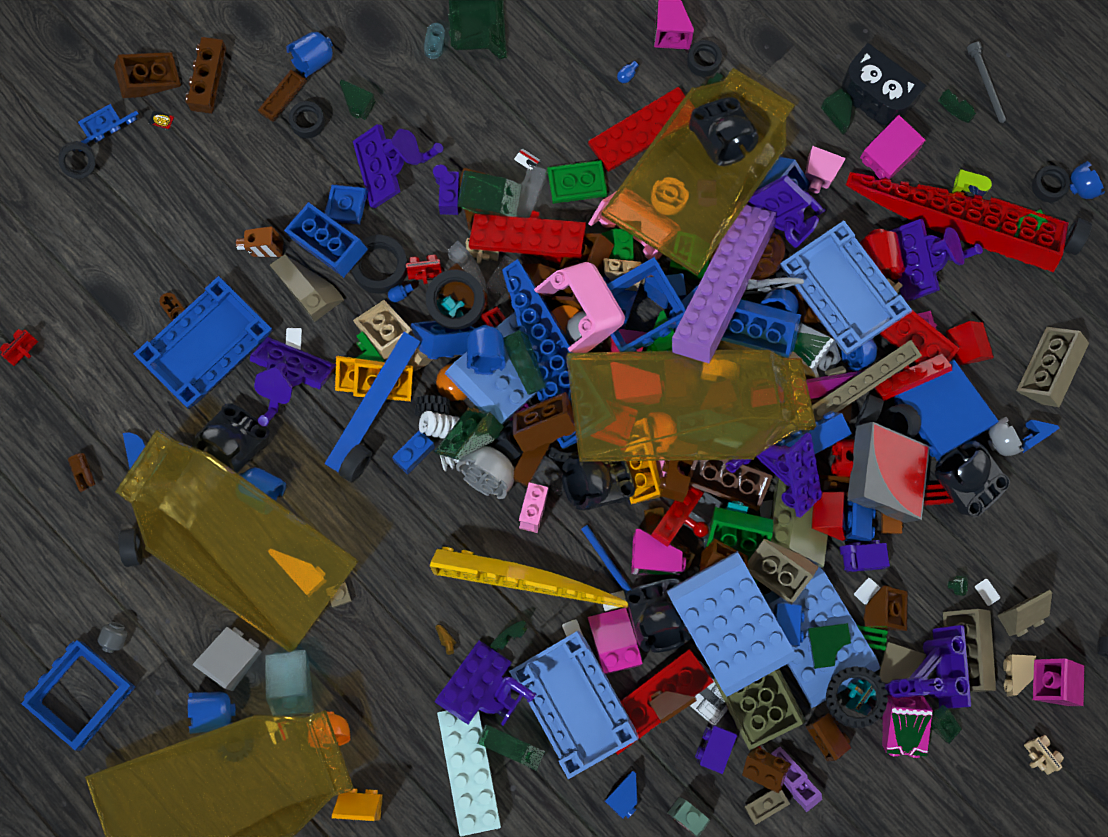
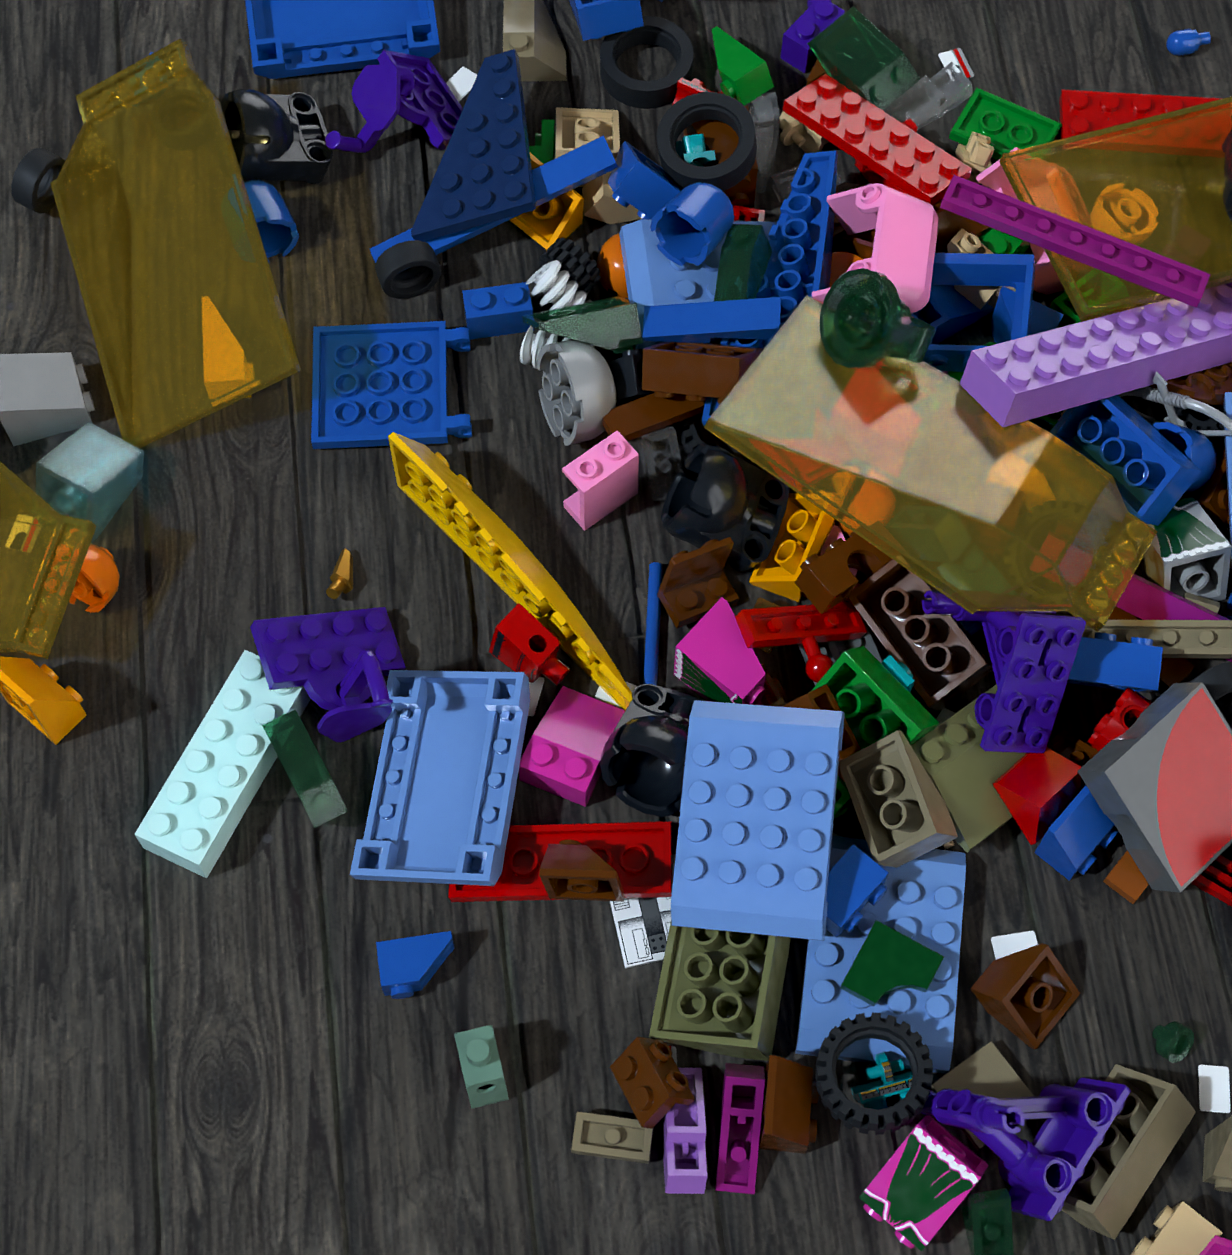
camera: 40 degrees right, 10 degrees down
(81, 471) = (63, 61): reddish brown hinge -> none
(341, 596) = (250, 422): dark tan plate -> none
(351, 380) = (486, 160): none -> dark blue wing
(388, 530) = (384, 382): none -> blue plate
(399, 292) = (644, 112): blue cylinder -> none
(433, 241) = (741, 70): none -> green slope
(513, 631) = (445, 627): clear green slope -> none
(530, 394) = (716, 319): none -> blue slope
(554, 613) = (527, 646): none -> red torso
(577, 210) = (976, 154): none -> tan hips
(614, 526) = (696, 582): none -> reddish brown bracket
(616, 355) = (868, 321): none -> clear green piece
(668, 238) = (1075, 241): none -> magenta plate
(716, 748) = (598, 988): dark purple brick -> none
(815, 759) = (740, 1128): none -> magenta slope
(865, 557) = (1046, 890): dark purple hinge -> none
(882, 639) = (986, 1034): green tile -> none

